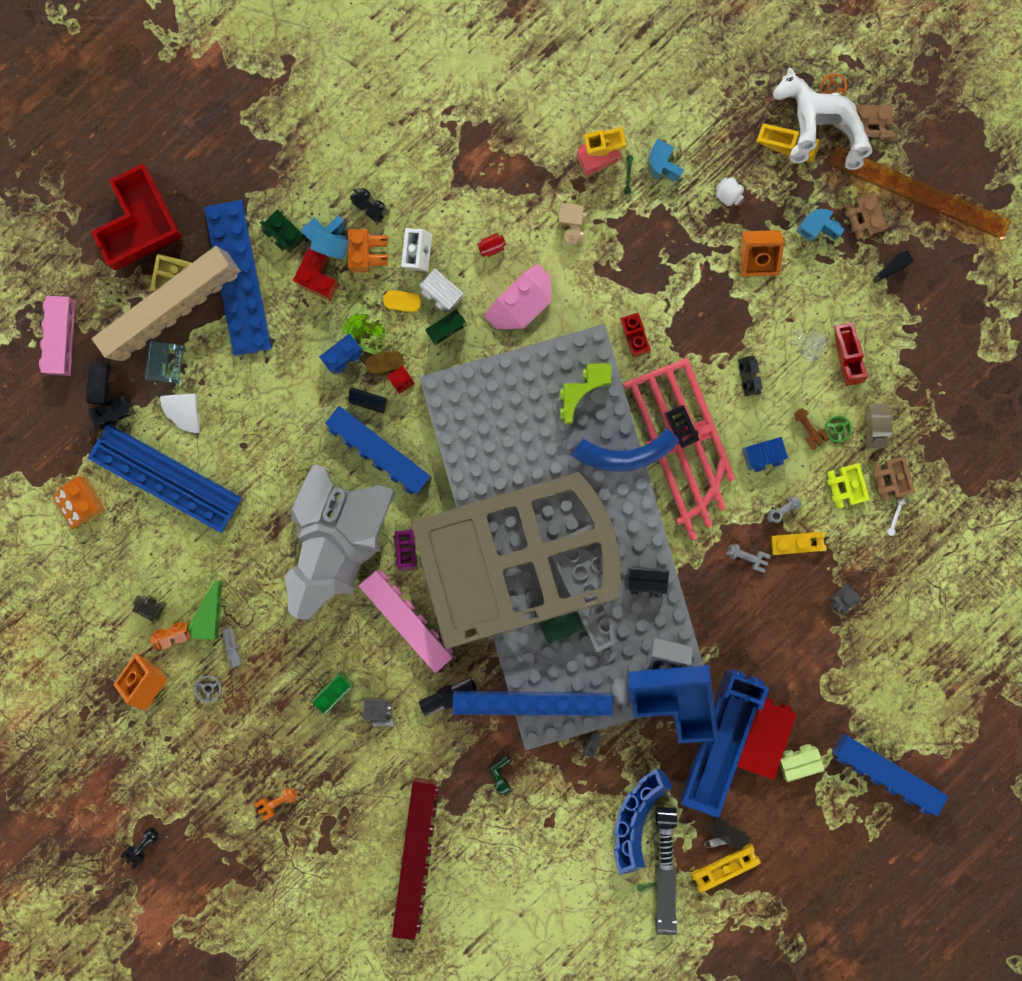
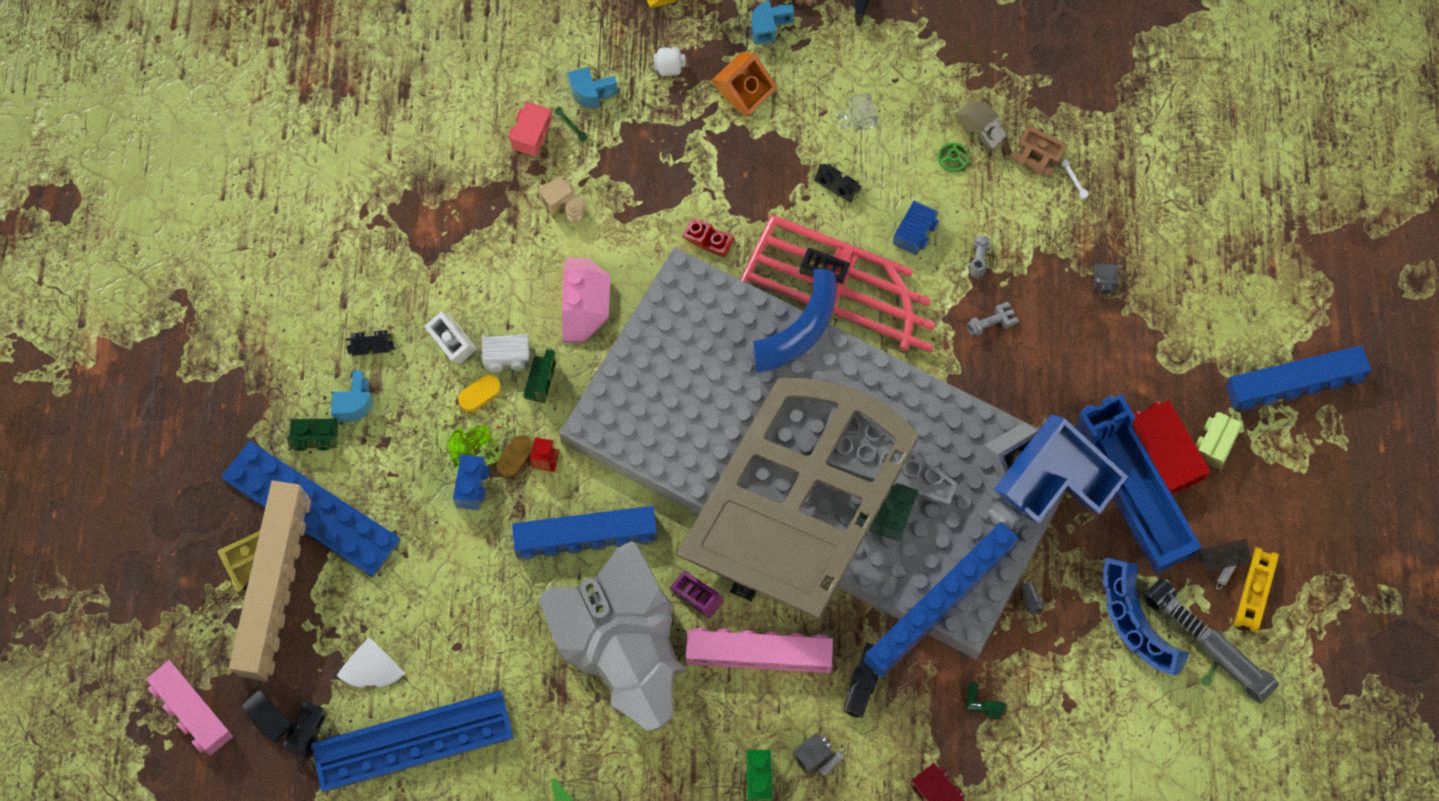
camera: 40 degrees left, 20 degrees down
(146, 222) = (181, 540): red piece -> none
(158, 362) = (307, 646): clear light blue plate -> none
(311, 276) = (381, 445): red brick -> none
(330, 244) = (371, 397): dark azure brick -> none
(359, 250) = (401, 386): orange brick -> none
(367, 400) = (531, 500): black slope -> none
(491, 245) = (512, 277): red brick -> none
(595, 375) = (704, 321): lime arch -> none
(601, 143) = (527, 109): yellow brick -> none
(647, 580) = (928, 407): black brick -> none
(797, 543) = (1019, 272): yellow plate -> none
(800, 415) = (943, 179): dark orange hinge -> none
(850, 354) = (900, 92): red slope -> none
(853, 483) = (1013, 185): neon yellow plate -> none

